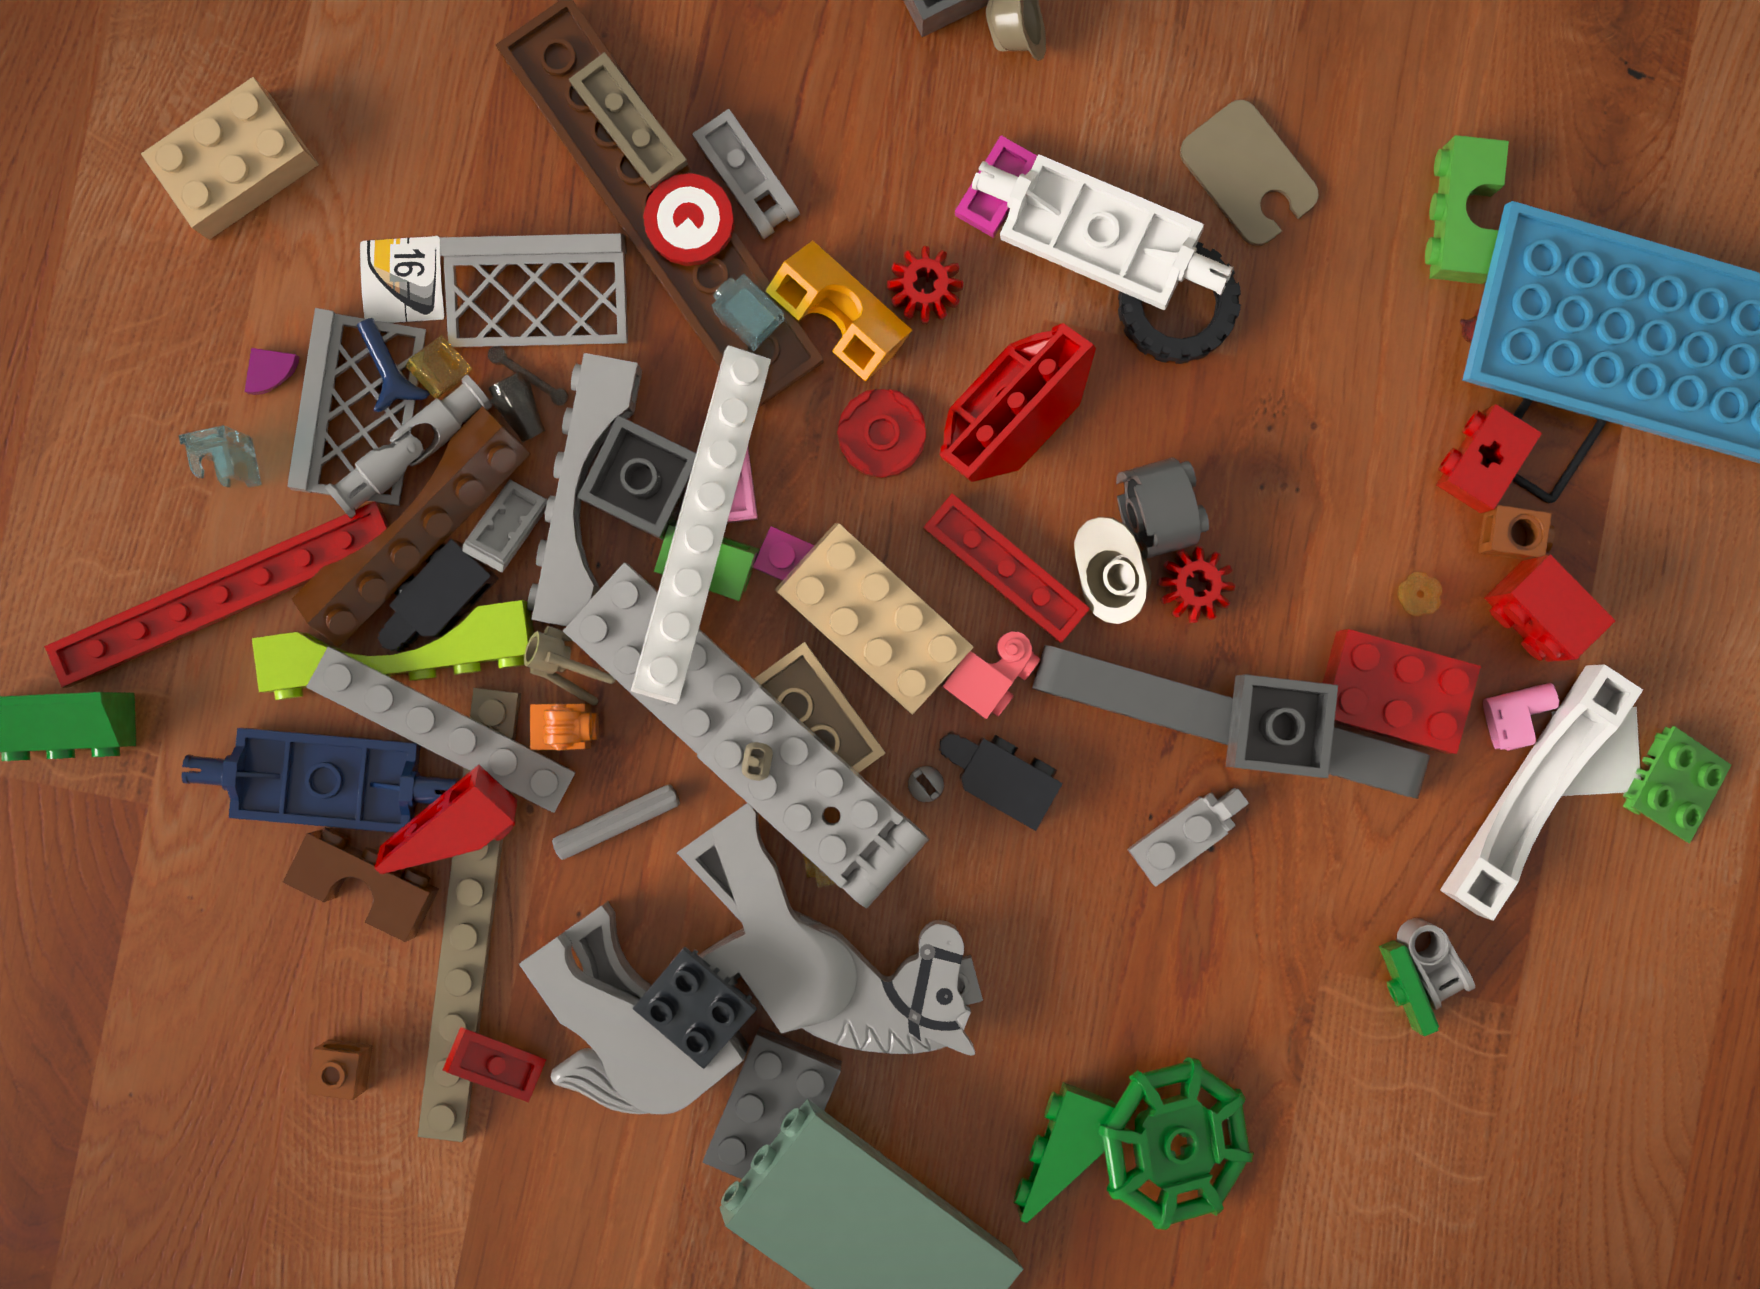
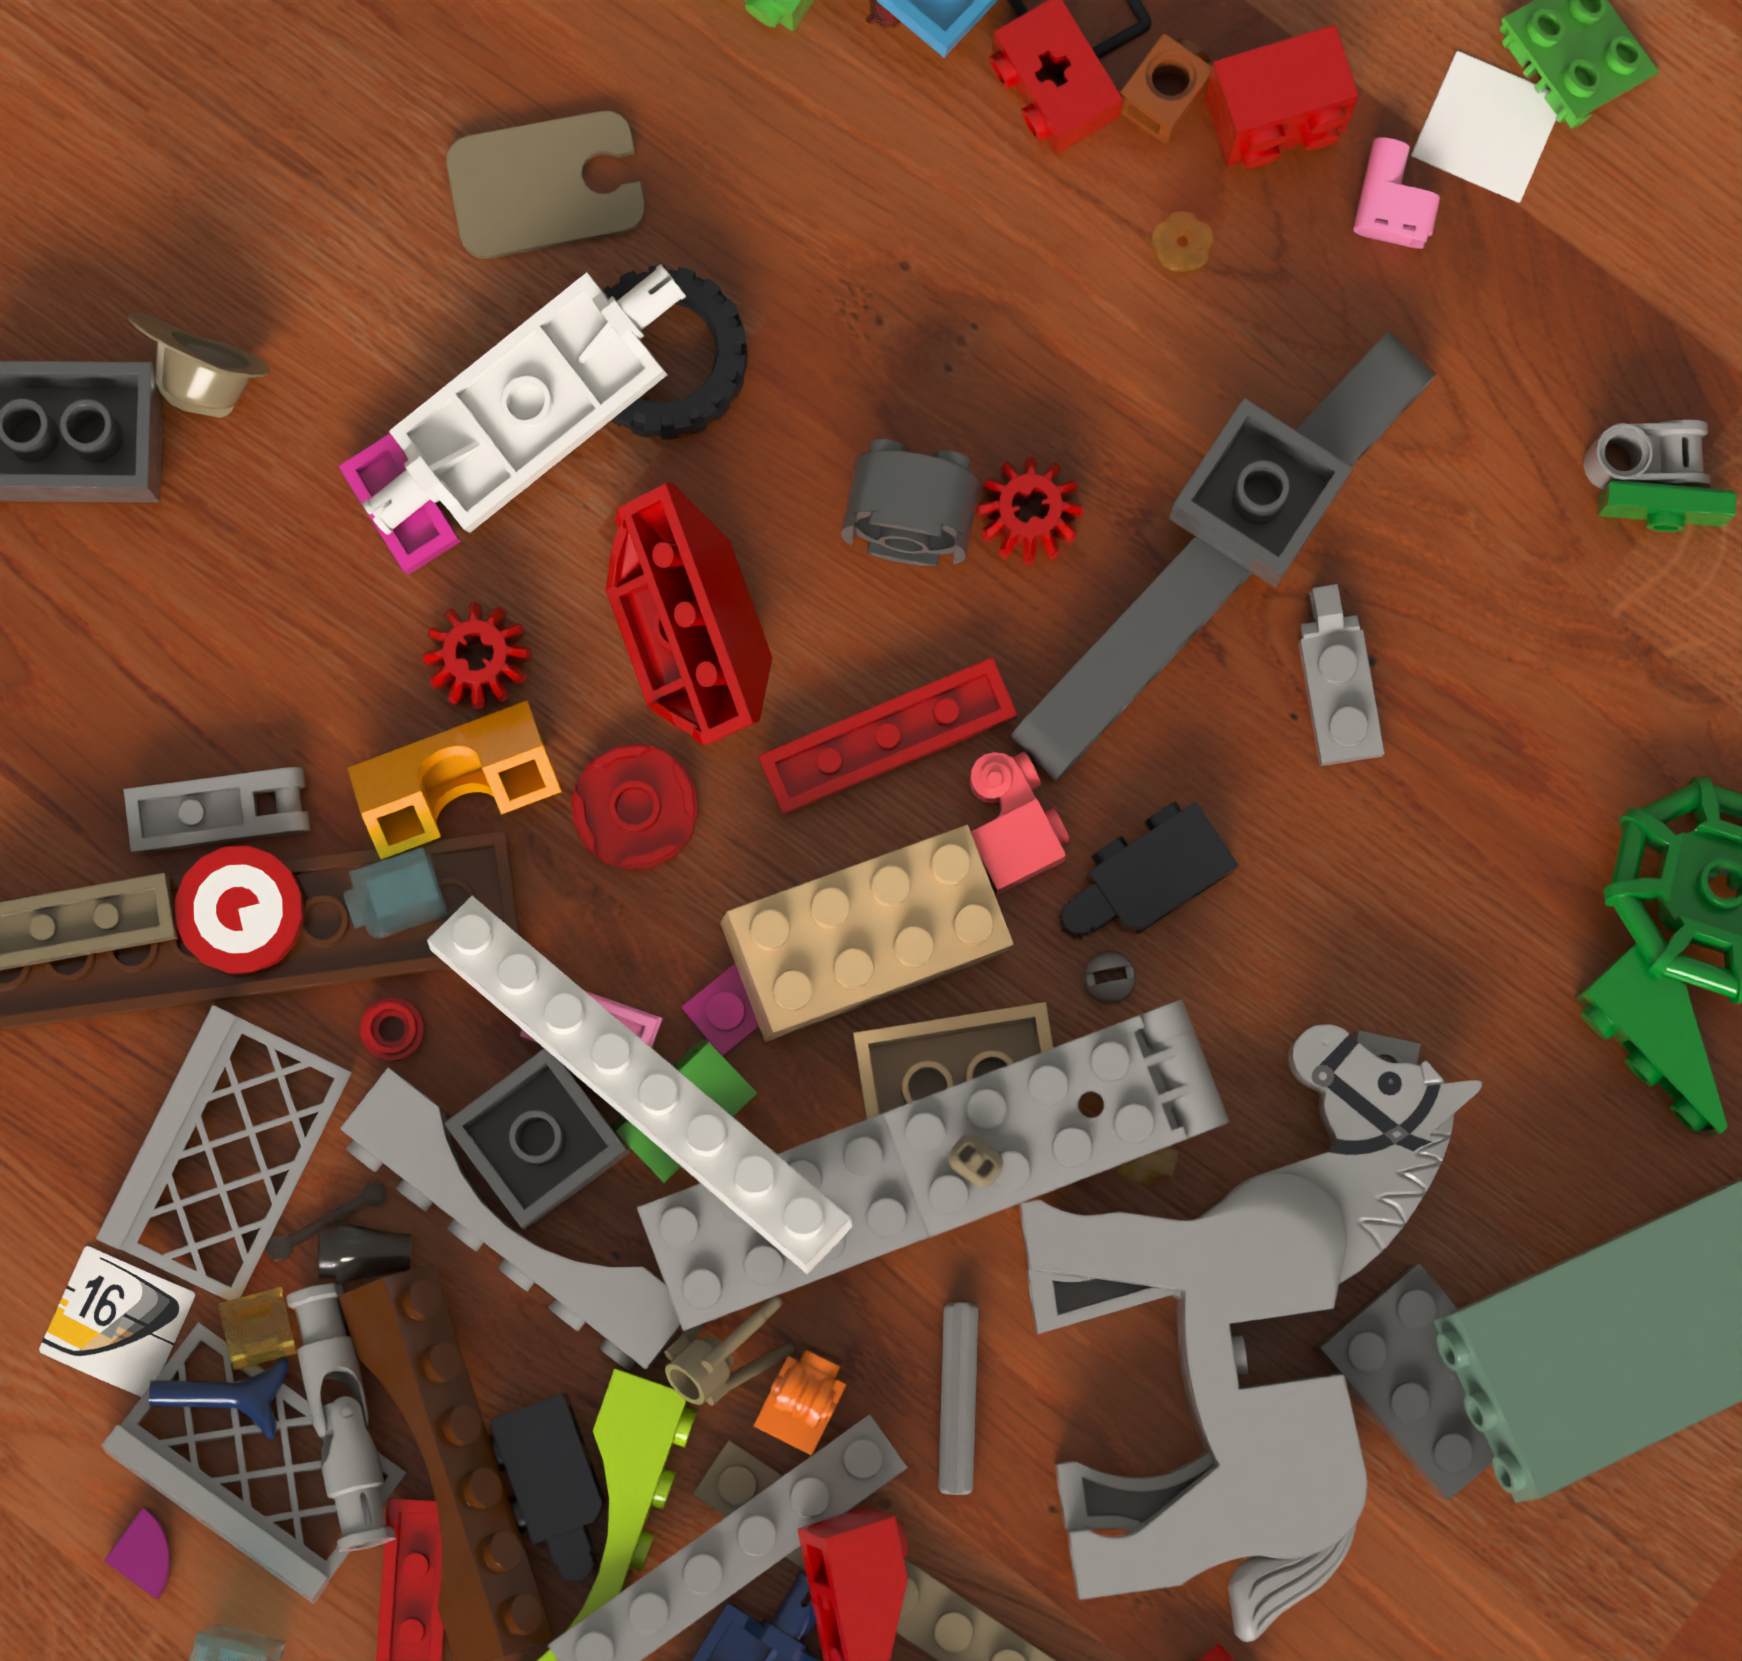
camera: 65 degrees left, 5 degrees down
(505, 526) = (507, 1344): light grey plate -> none
(656, 344) = (374, 1019): none -> red plate
(695, 1007) = (1246, 1398): black hinge -> none
(1111, 570) = (958, 605): piece -> none
(1400, 690) = (1290, 326): red brick -> none
(1502, 844) = (1542, 295): white arch -> none

